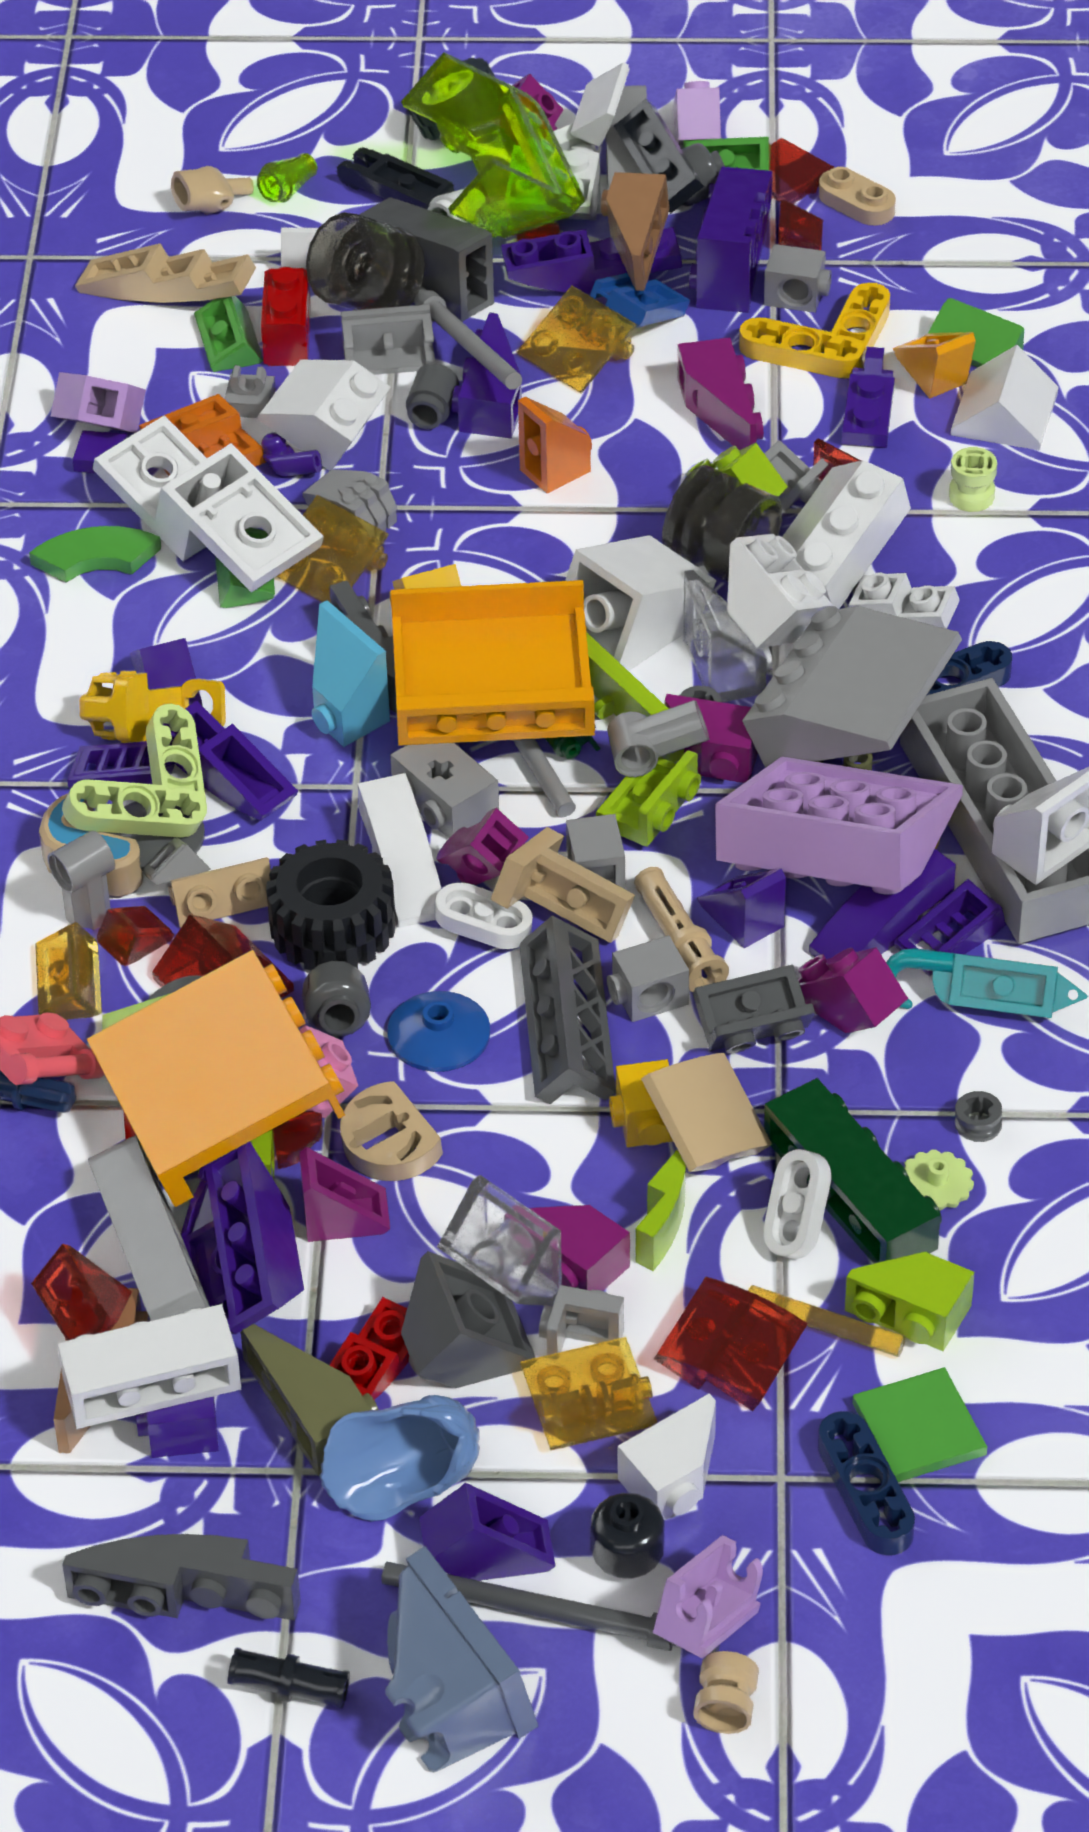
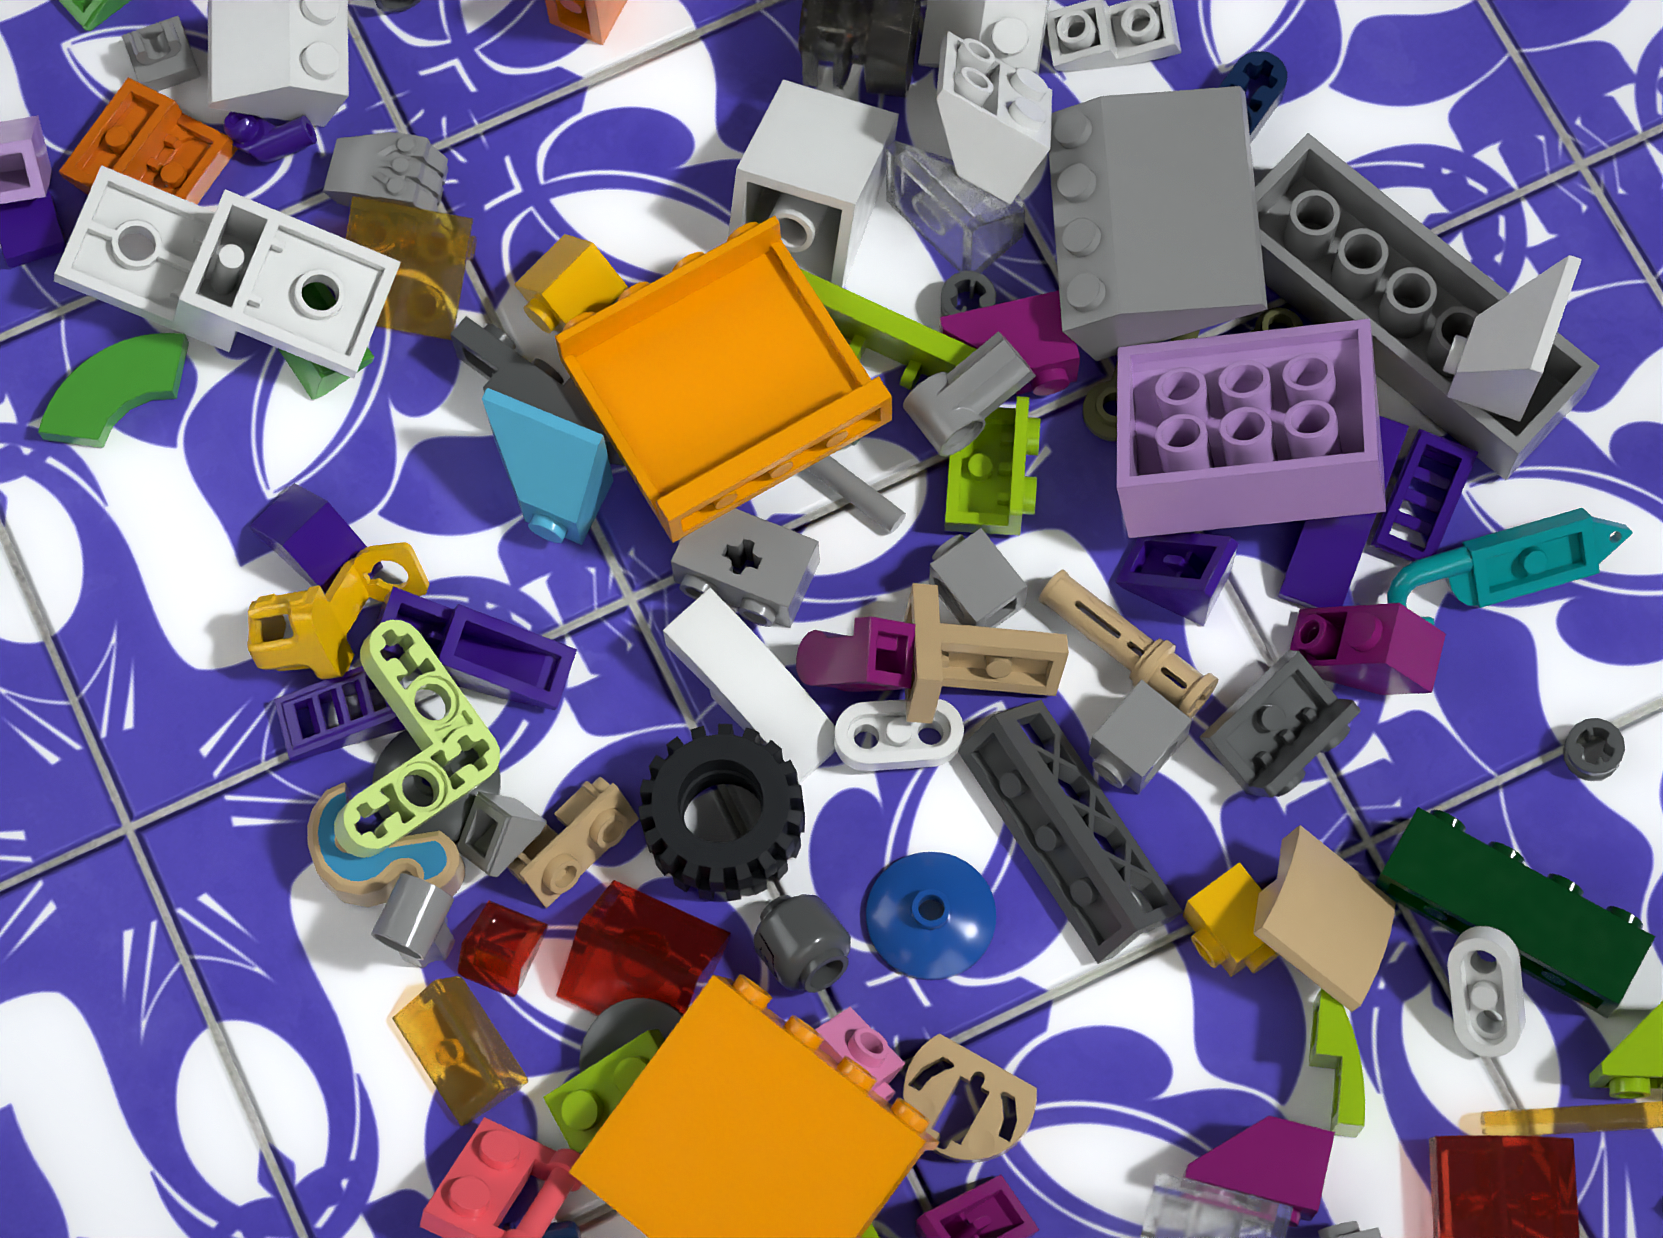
camera: 25 degrees left, 25 degrees up
(940, 1177) = (1595, 857): yellowish green piece -> none

